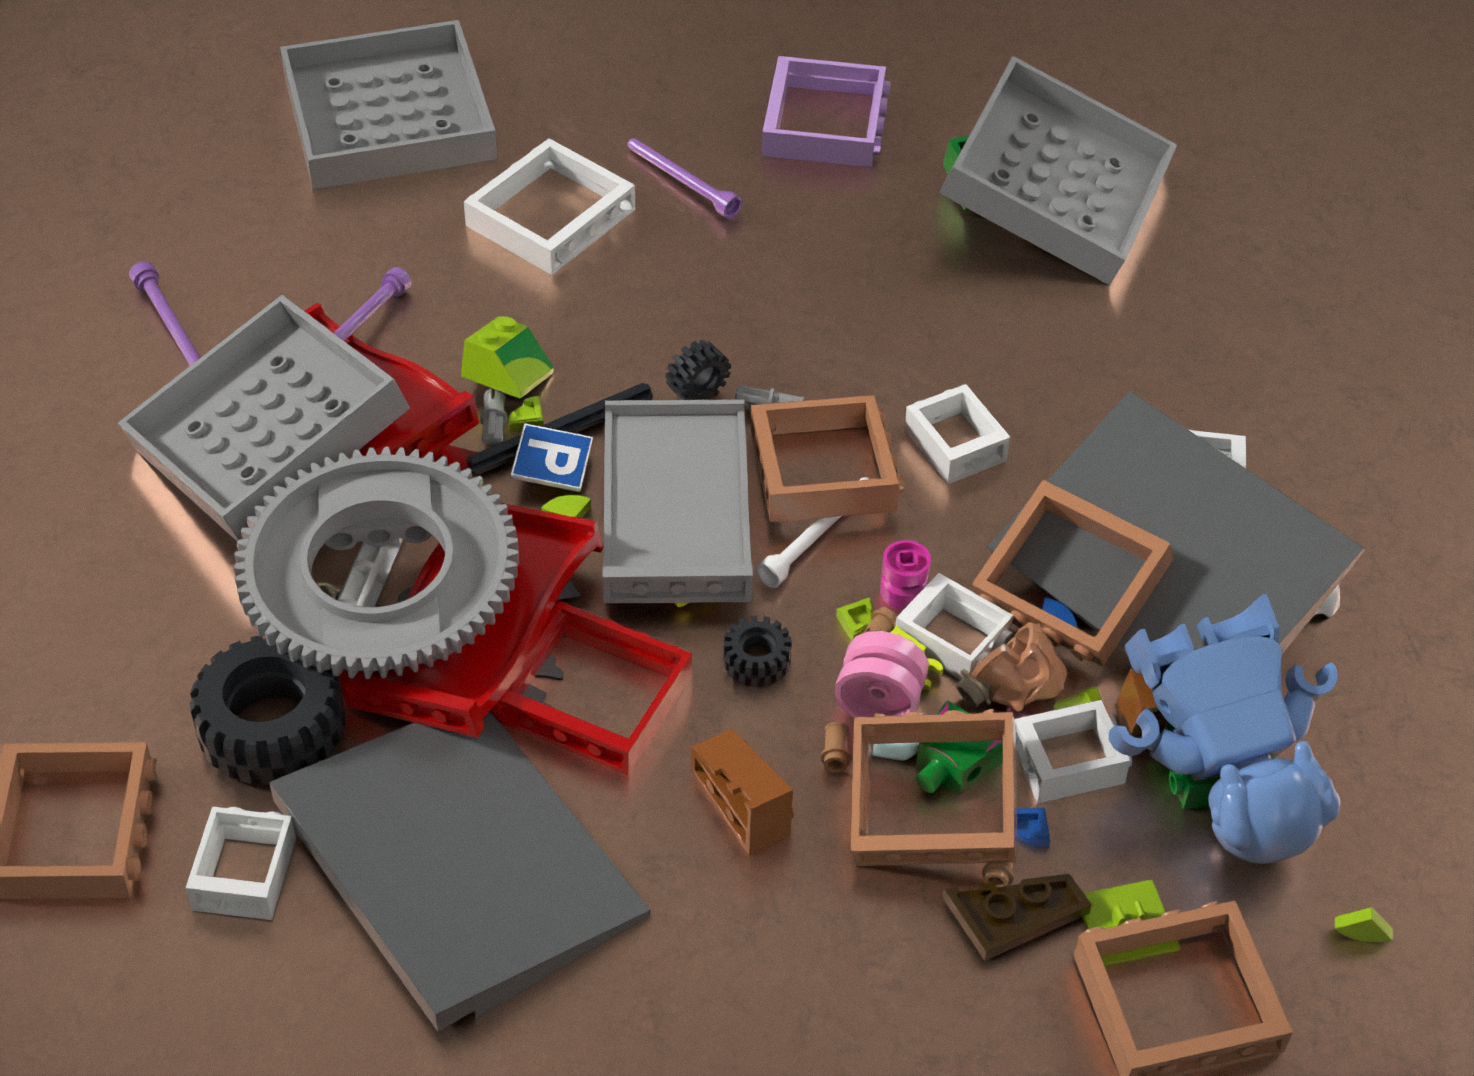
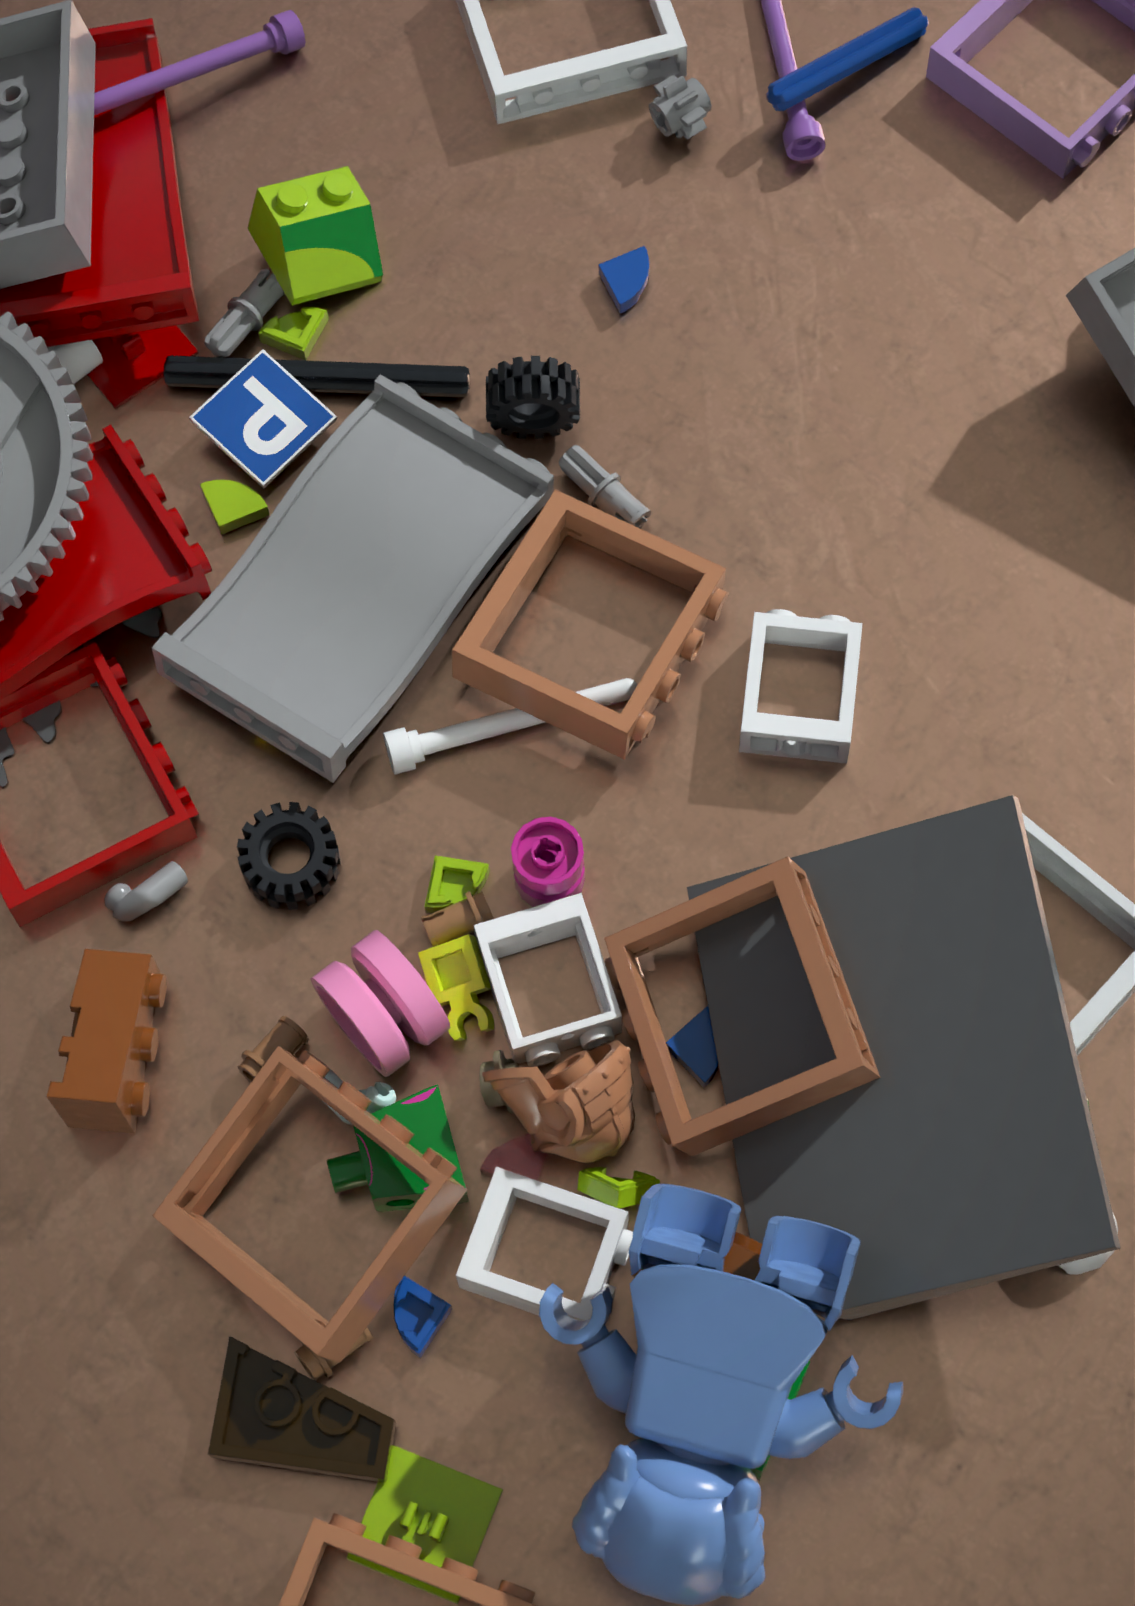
camera: 40 degrees right, 20 degrees up
(651, 217) = (680, 106): none -> light grey gear
(689, 306) = (626, 277): none -> blue tile
(695, 712) = (130, 904): none -> light grey arm
(719, 160) = (847, 59): none -> blue axle

